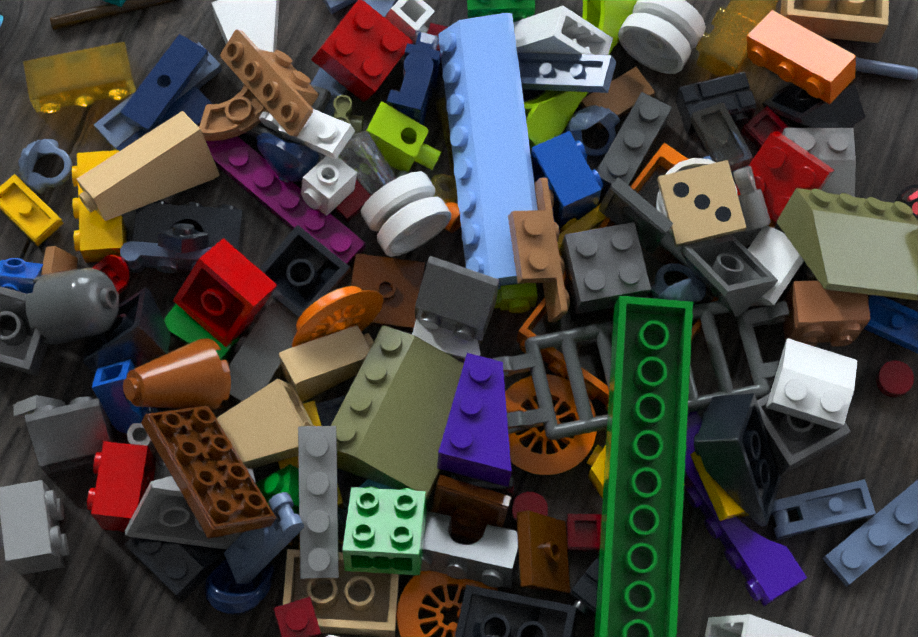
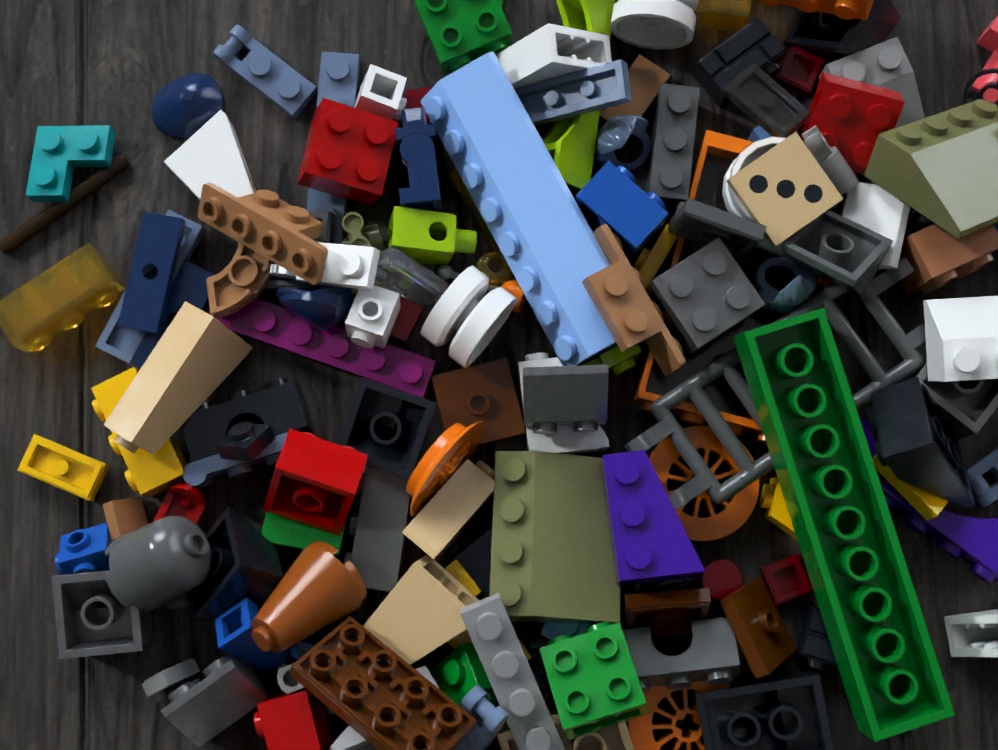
camera: 15 degrees left, 10 degrees up
(30, 156) = (42, 408): sand blue piece -> none

